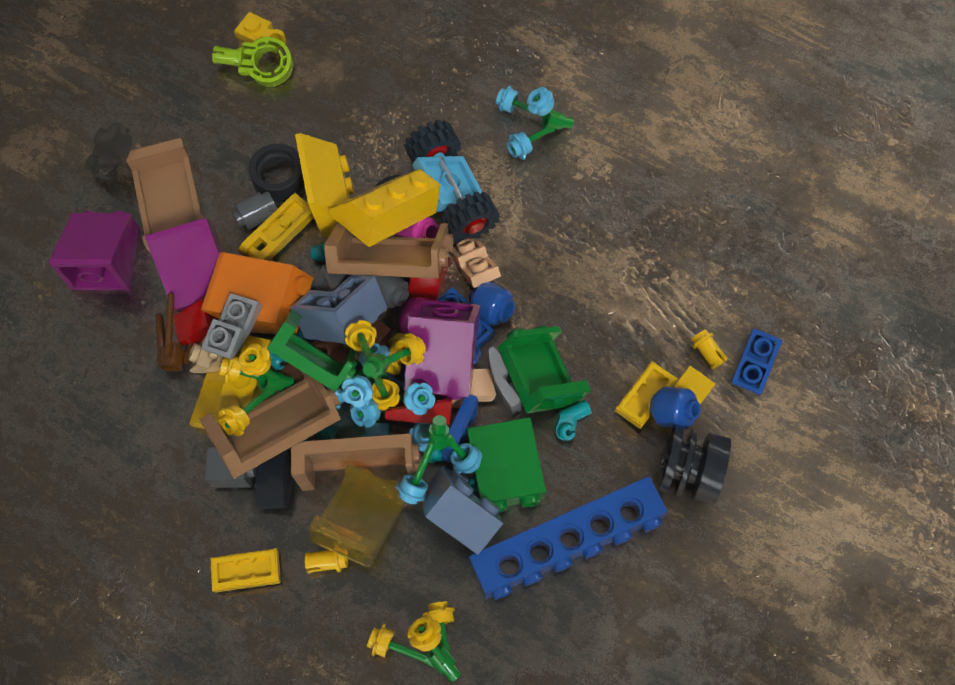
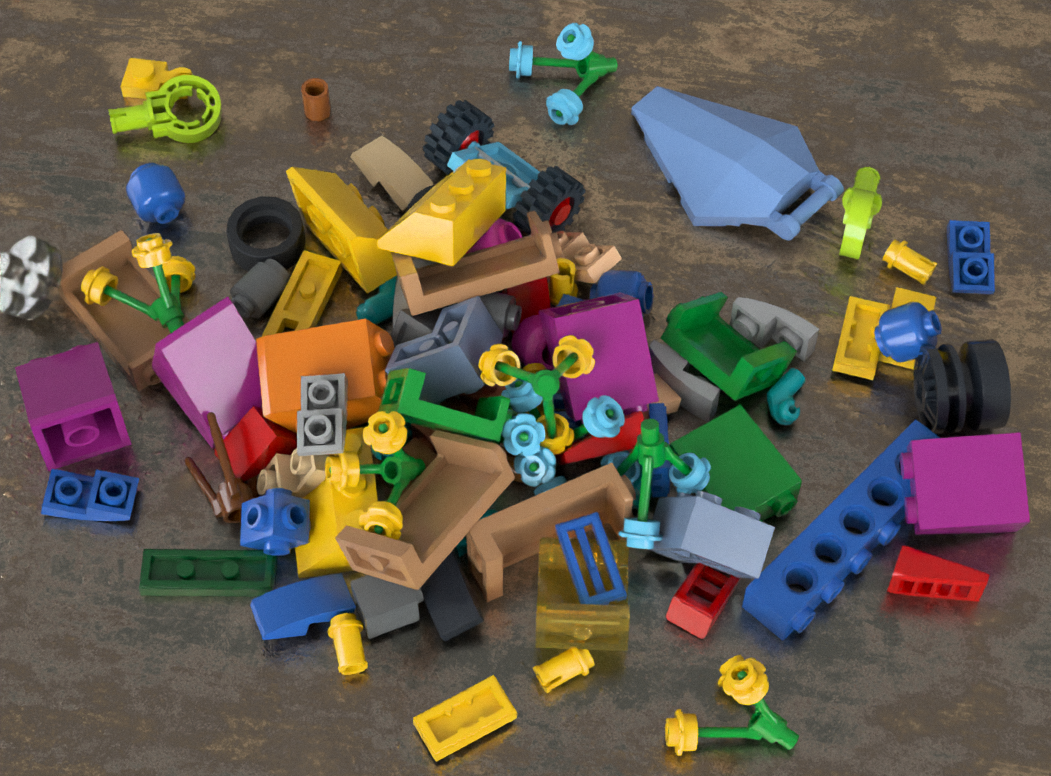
camera: 25 degrees left, 10 degrees down
(85, 317) = (90, 498): none -> blue slope
(135, 400) = (207, 572): none -> dark green tile
(174, 448) = (297, 605): none -> blue slope
(181, 165) = (172, 275): none -> plant
(184, 385) = (275, 522): none -> blue brick
(195, 487) = (350, 654): none -> yellow pin
(218, 117) = (155, 193): none -> blue head
(355, 82) = (316, 99): none -> dark orange hinge
(380, 153) = (393, 168): none -> tan slope
(384, 495) = (578, 524): none -> blue tile
(428, 557) = (695, 613): none -> red slope
(454, 277) = (562, 282): none -> yellow pin
(581, 359) = (764, 321): none -> light grey slope
(604, 594) = (935, 577): none -> red slope
(619, 228) = (732, 163): none -> medium blue windscreen
(655, 543) = (966, 484): none -> magenta slope
(692, 293) = (860, 205): none -> lime pin

